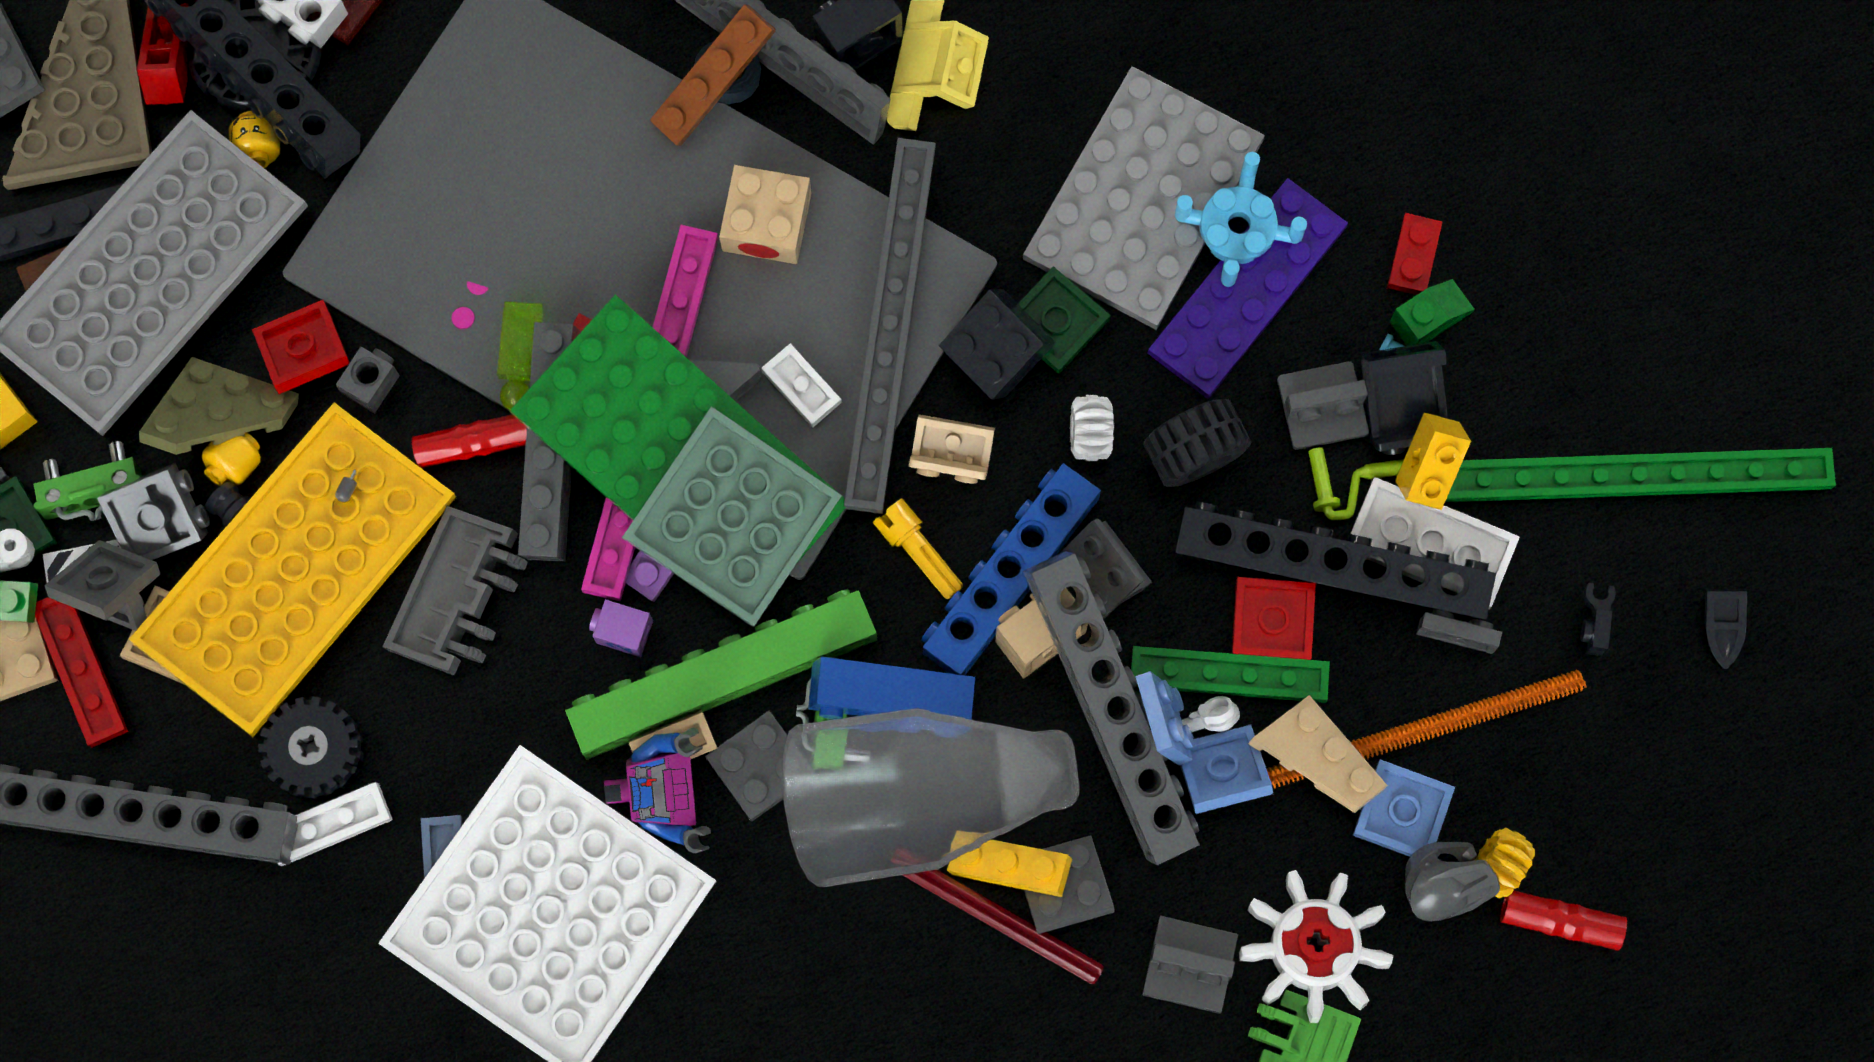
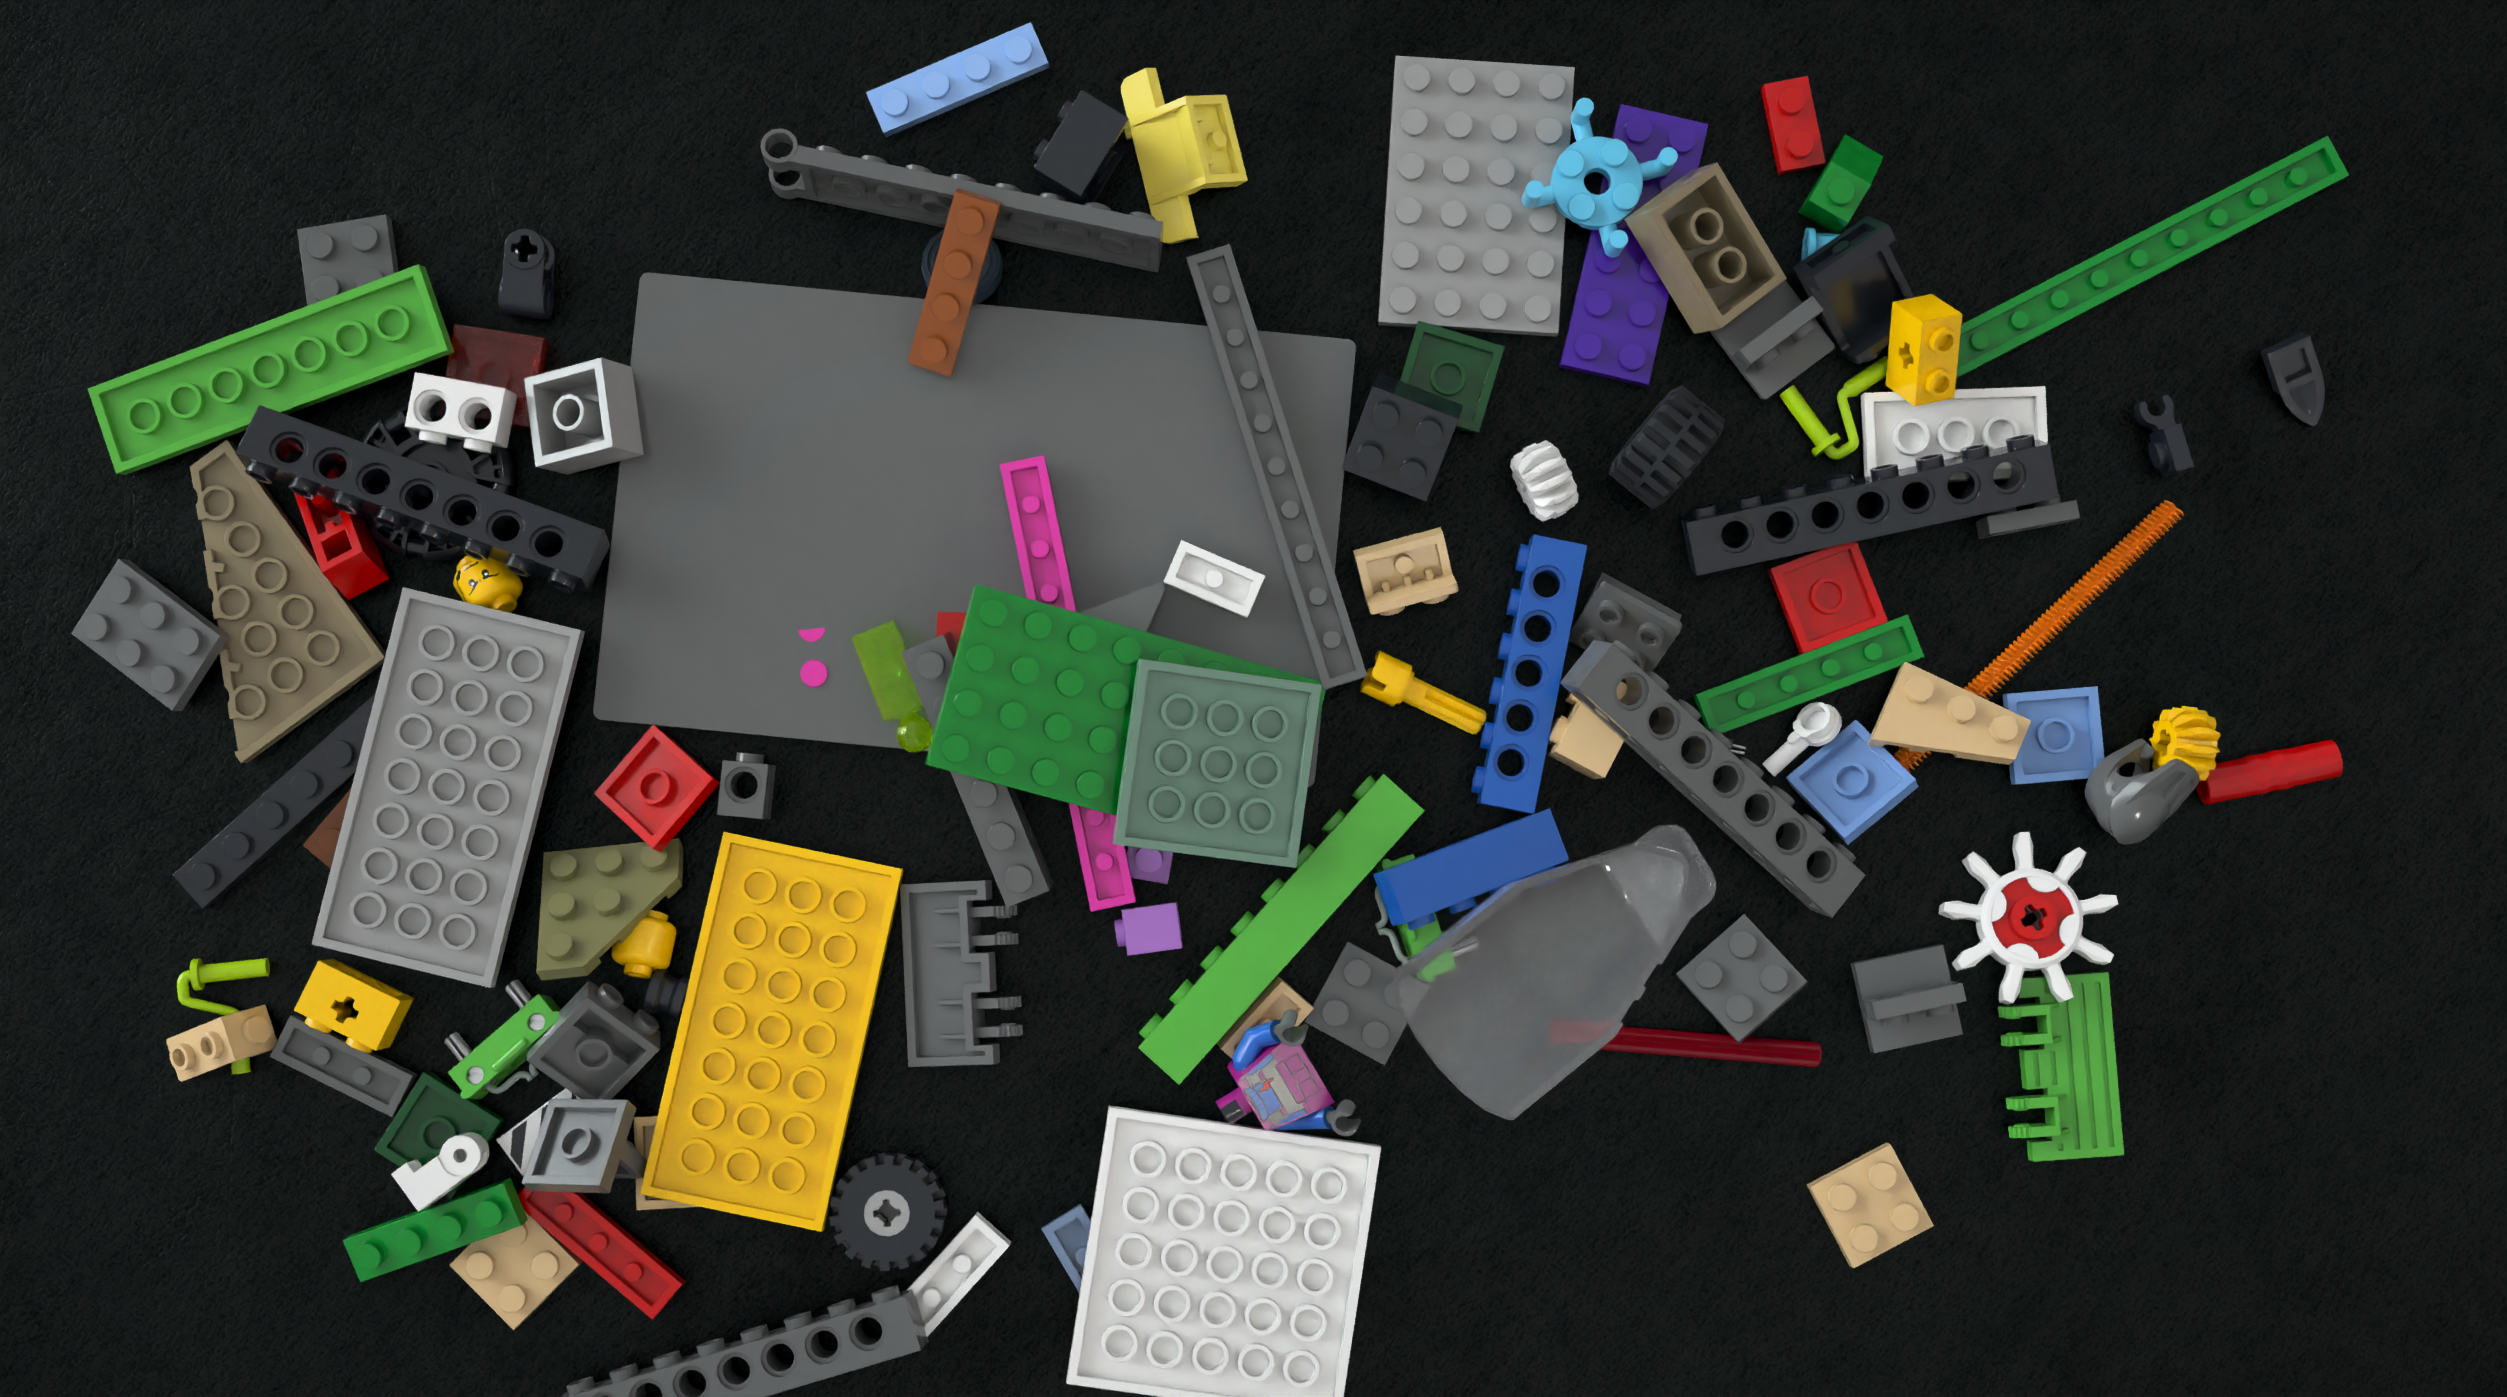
camera: 25 degrees left, 10 degrees up
(346, 488) = (786, 921): dark grey piece -> none
(388, 49) = (583, 416): none -> light grey brick
(468, 440) = (887, 806): red axle -> none
(765, 214) = (1085, 409): tan brick -> none
(1014, 867) = (1692, 986): yellow plate -> none
(1162, 710) = (1786, 776): medium blue plate -> none
(1298, 308) = (1705, 248): none -> dark tan brick

